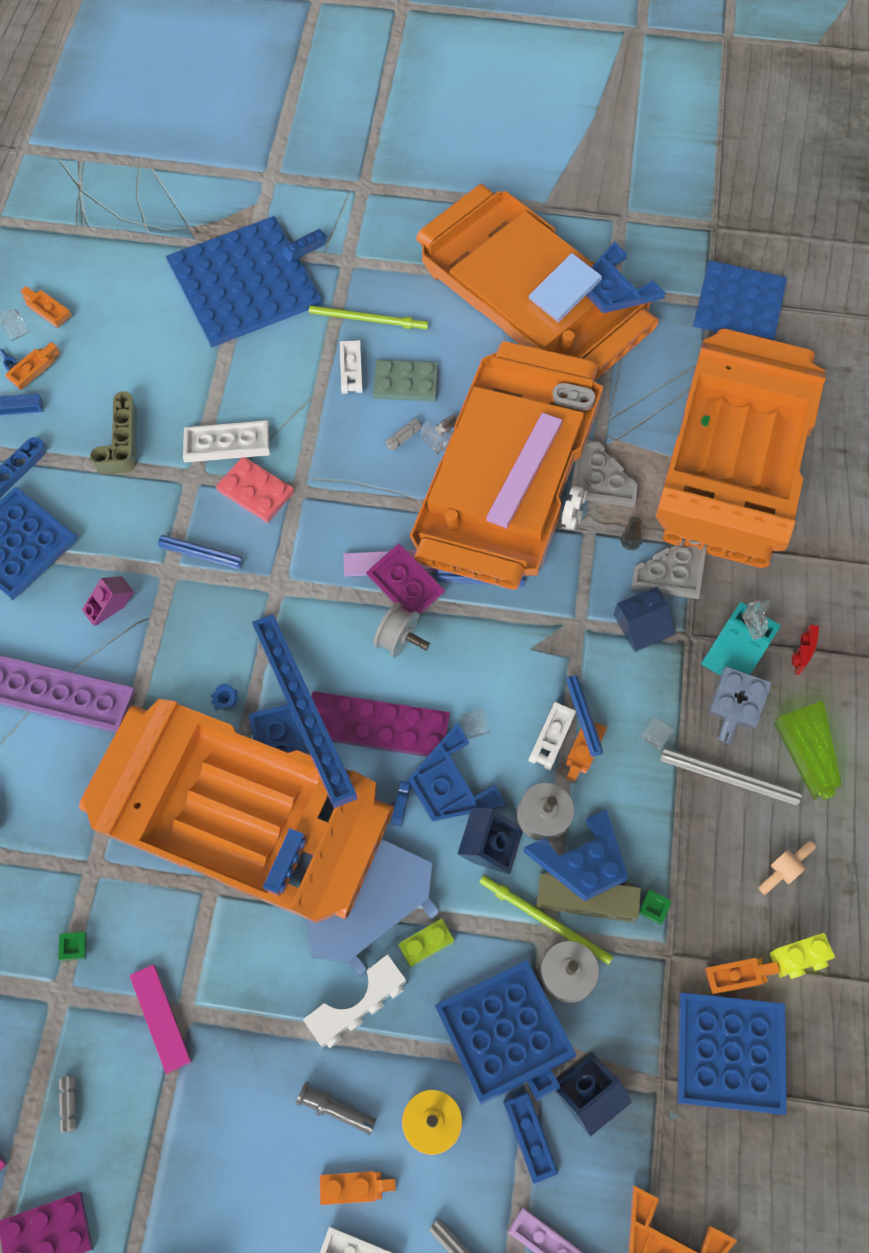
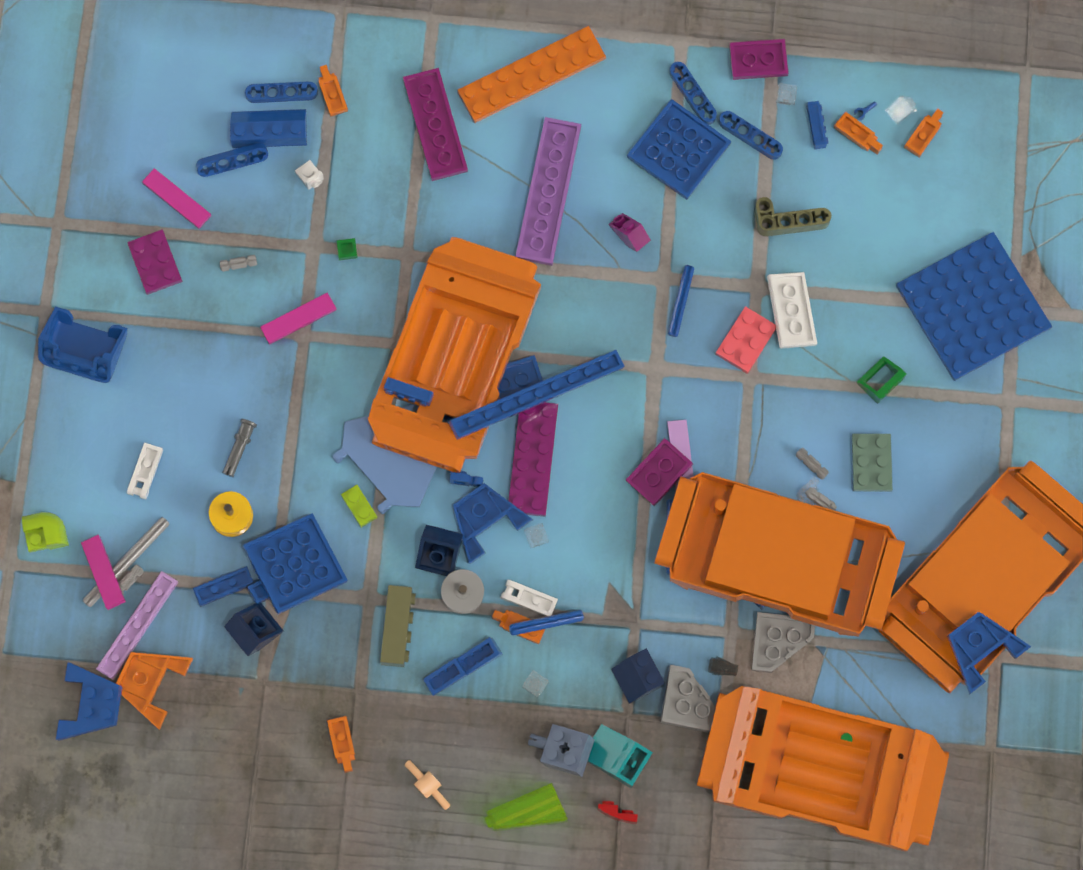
camera: 85 degrees right, 10 degrees up
(222, 694) = (548, 332): blue animal -> none
(304, 245) = (1015, 357): blue piece -> none
(314, 347) = (878, 395): none -> green tile
(329, 1023) = (328, 473): white arch -> none
(350, 366) = (881, 411): white plate -> none
(353, 1187) = (188, 464): orange hinge -> none
(397, 630) = (611, 467): light grey wheel -> none
(406, 322) = (936, 459): lime bar -> none
(503, 892) = (399, 562): lime bar -> none
(524, 470) = (765, 564): lavender tile -> none
(565, 287) = (969, 598): light blue tile -> none
(569, 972) = (339, 610): light grey wheel -> none
(572, 512) = (739, 613): white plate -> none
(575, 395) = (848, 609): light grey plate -> none
(588, 868) = (418, 625): blue wing -> none
(636, 820) = (462, 666): none -> blue slope
(655, 907) = (391, 678): green plate -> none
(731, 776) = (502, 743): light grey axle -> none
(731, 1054) = (284, 733): blue plate -> none
(740, 300) = (991, 779): blue plate -> none
(755, 621) = (630, 761): clear bracket -> none
(802, 955) = (359, 794): neon yellow brick -> none

